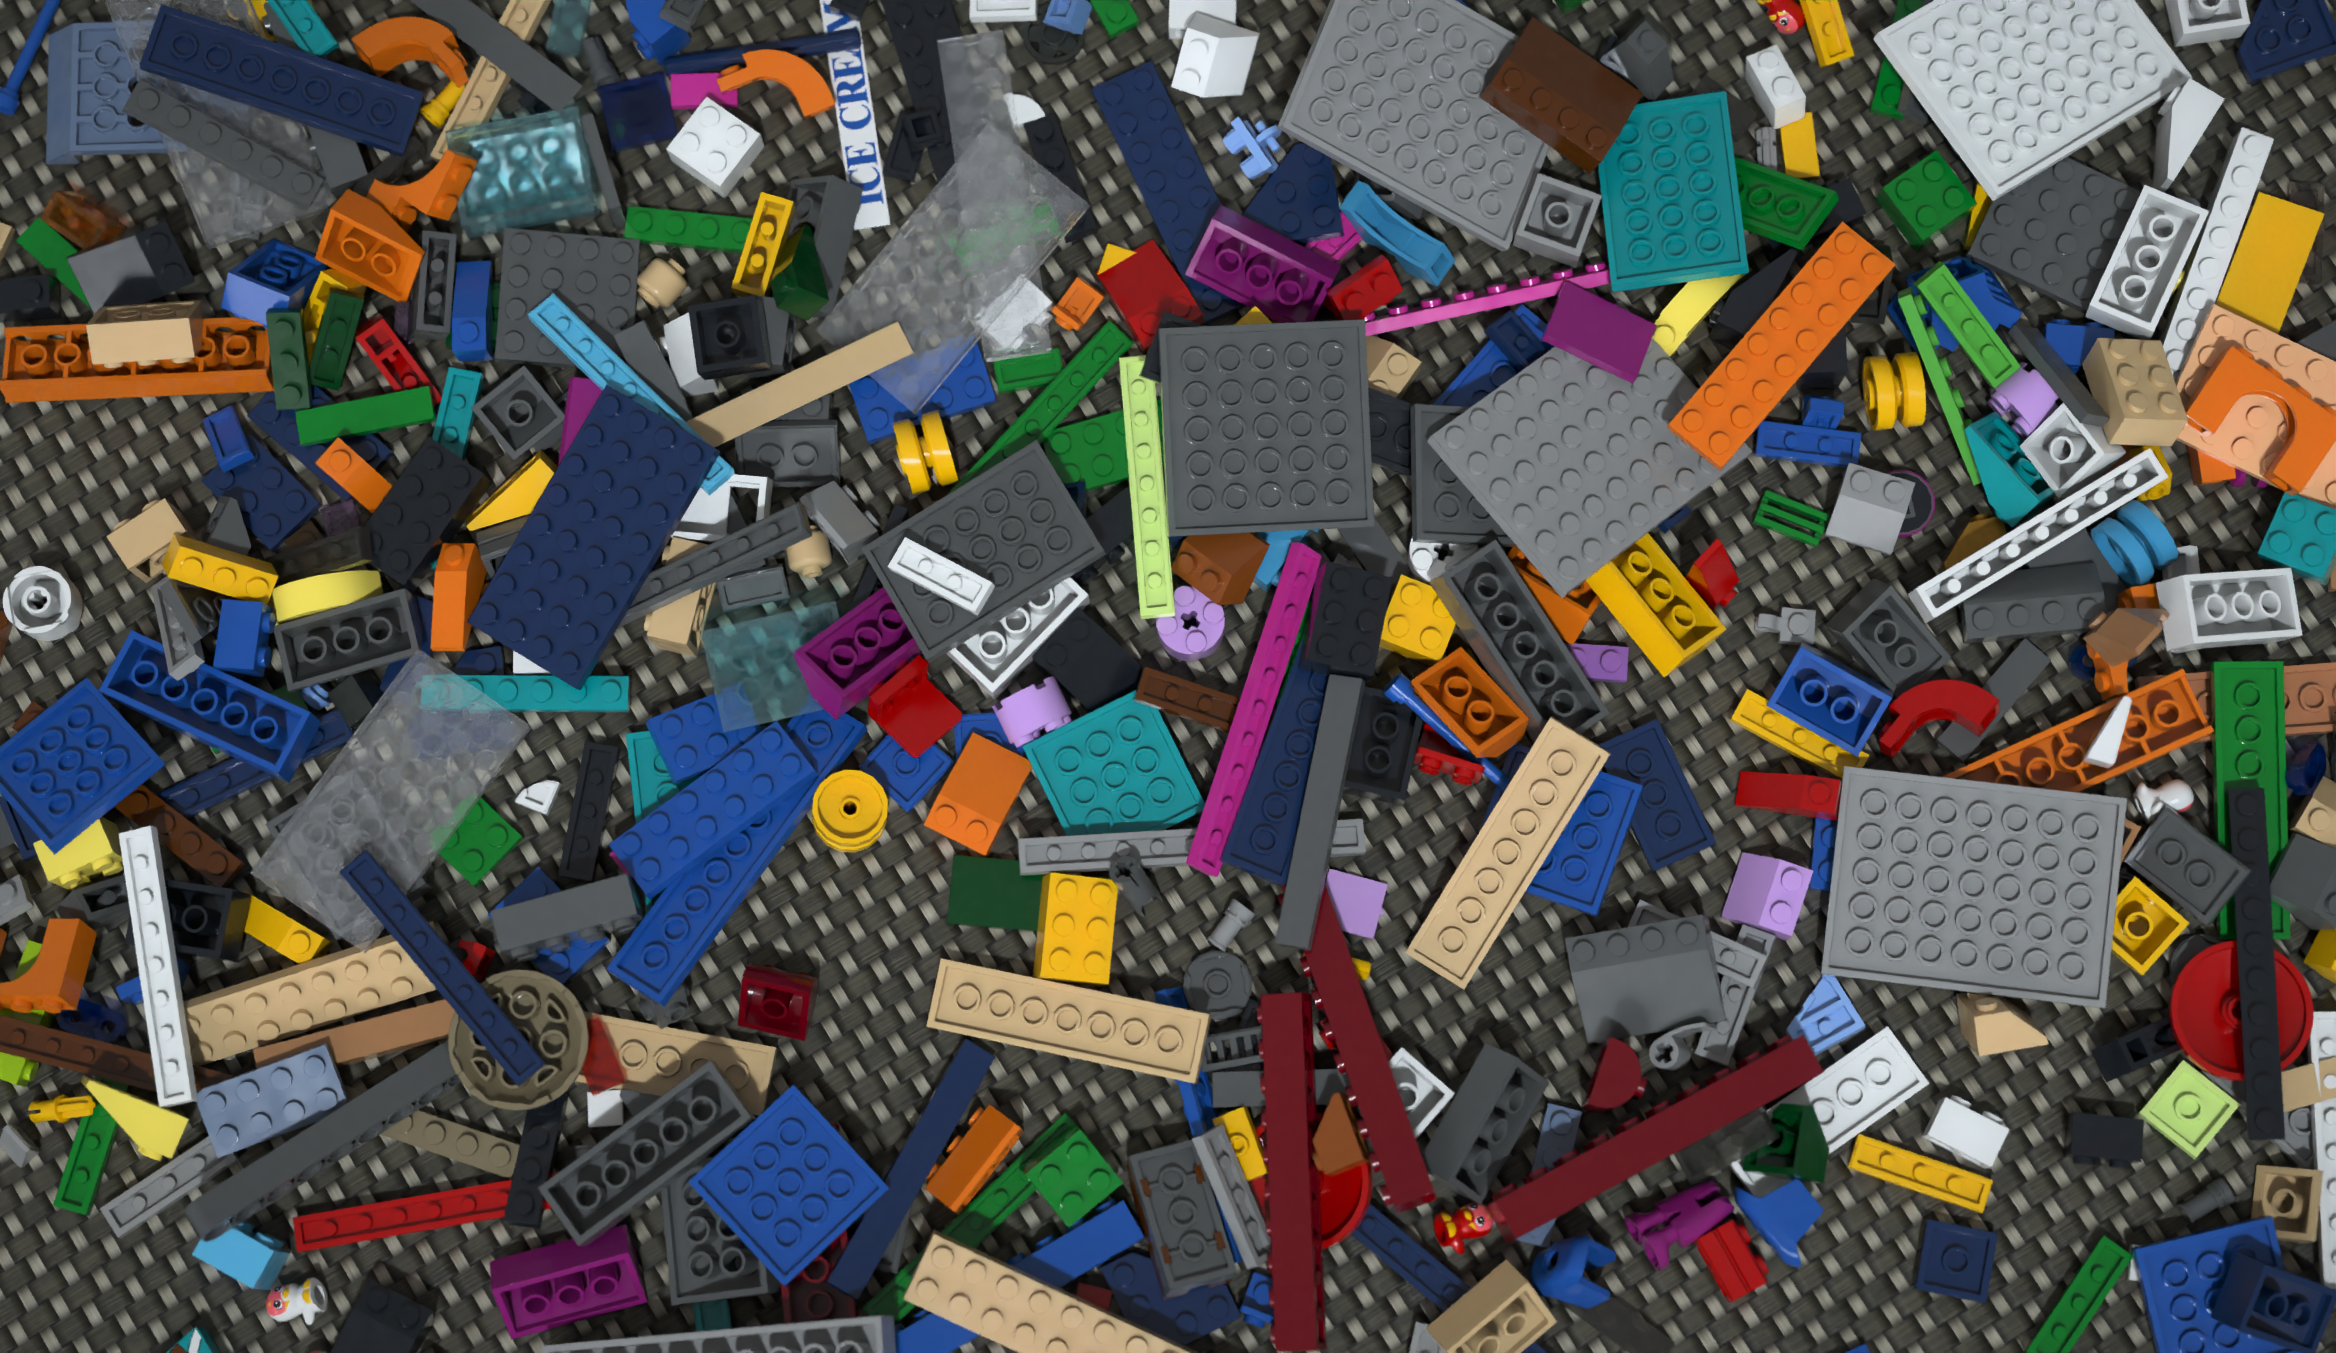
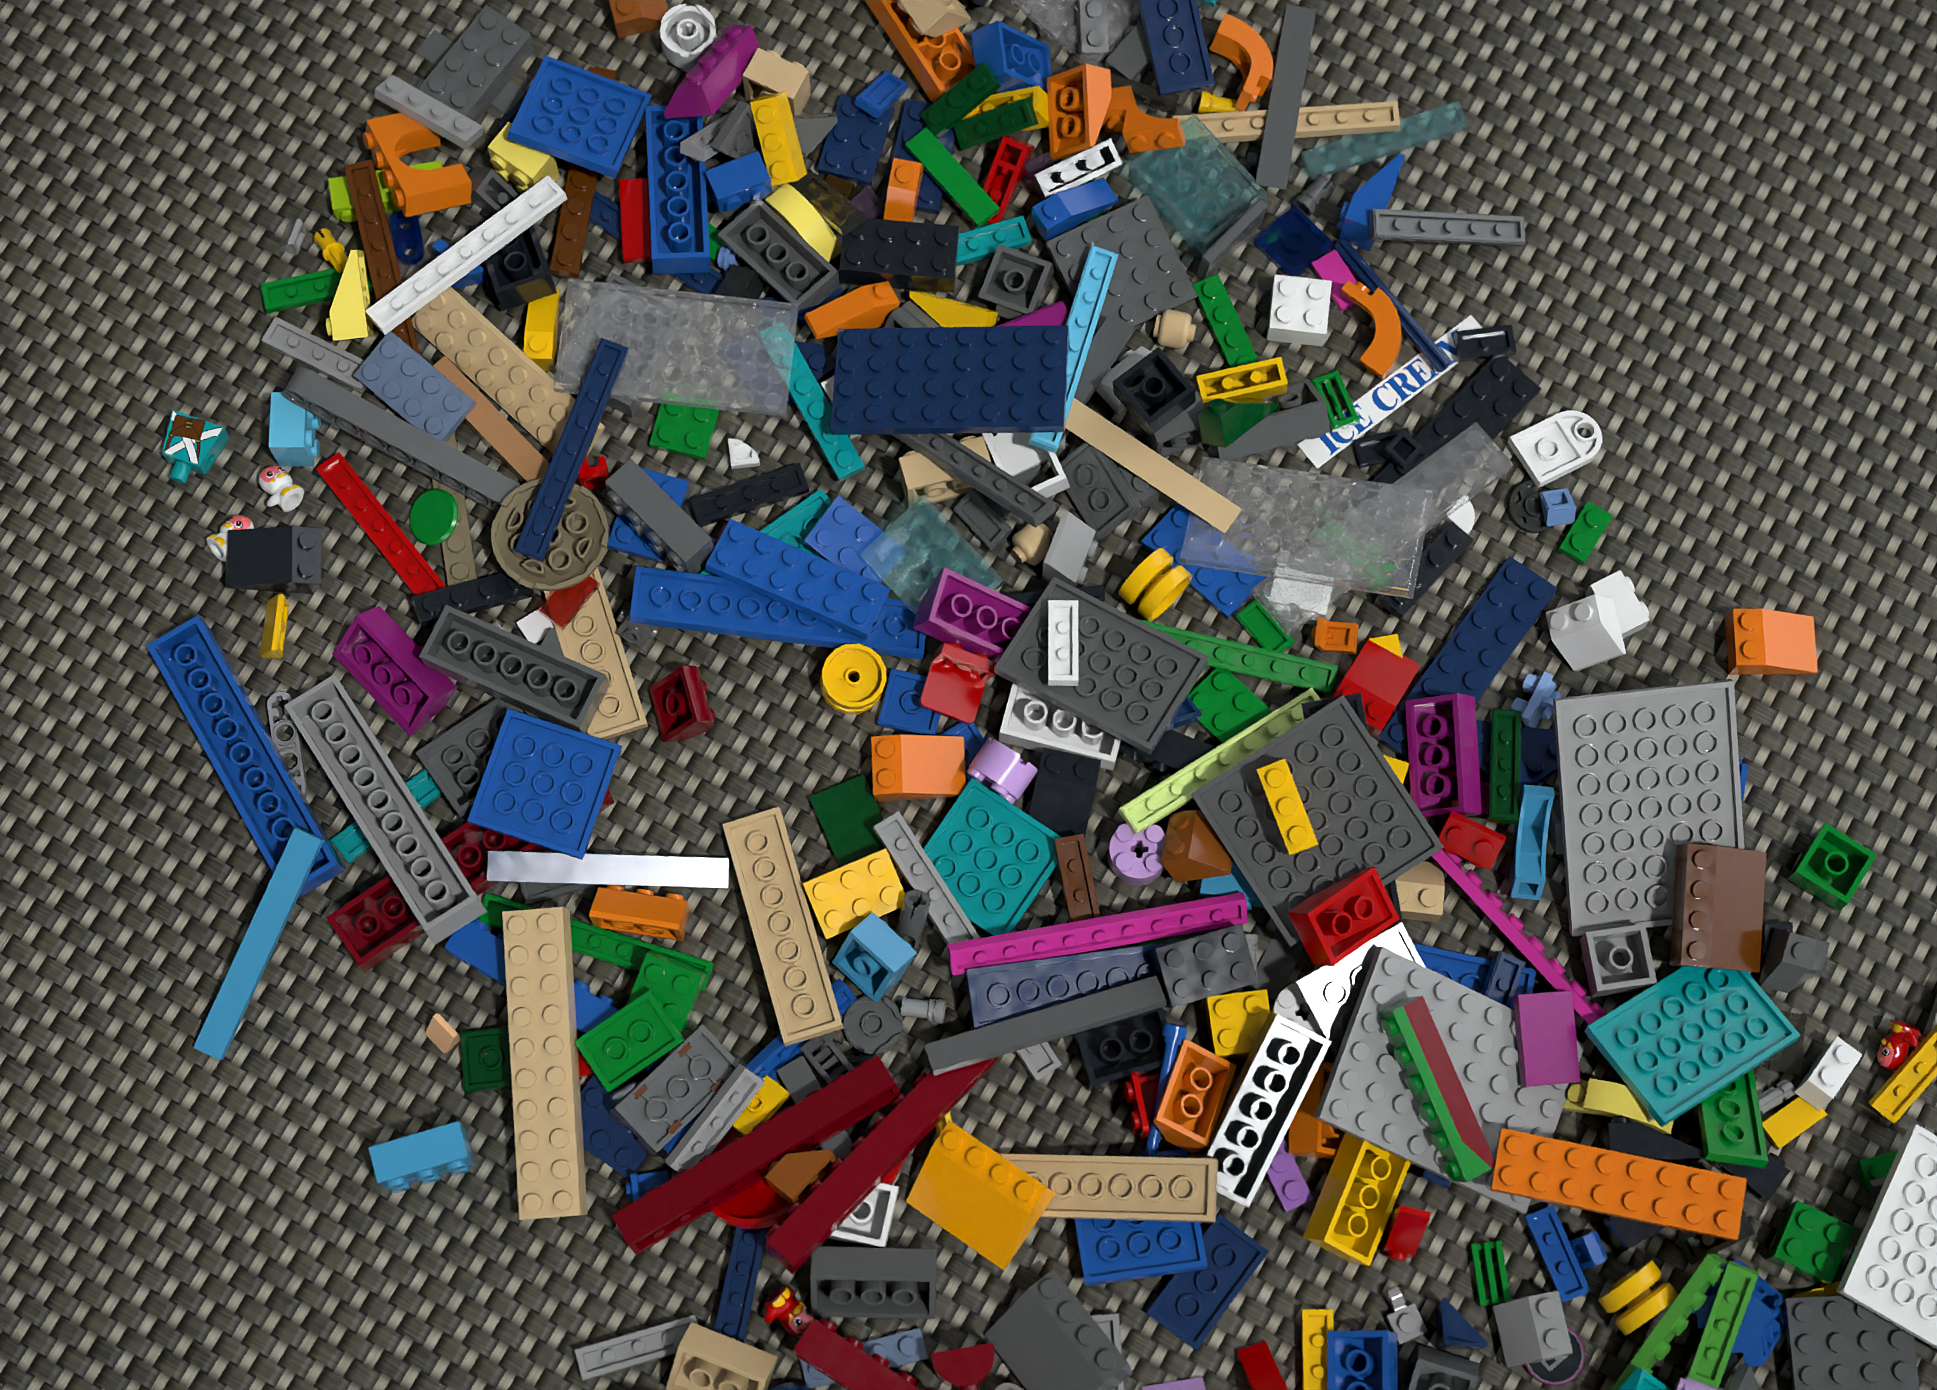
camera: 55 degrees right, 5 degrees down
(110, 597) = (714, 74): none -> magenta slope
(217, 769) = (635, 220): none -> red tile
(423, 1154) = (433, 516): none -> green piece
(859, 171) = (1343, 422): none -> green tile
(1106, 1239) = (629, 1041): none -> green plate
(1154, 945) = (874, 957): none -> dark azure brick
(1241, 447) = (1287, 807): none -> yellow brick
(1305, 216) = (1504, 766): none -> dark green tile
(1356, 902) = (995, 1095): lavender piece -> none
(1378, 457) = (1343, 917): none -> red slope
(1451, 972) = (978, 1195): none -> light orange slope
(1598, 463) = (1437, 1089): none -> brick
(1828, 584) = (1454, 1330): none -> dark blue slope

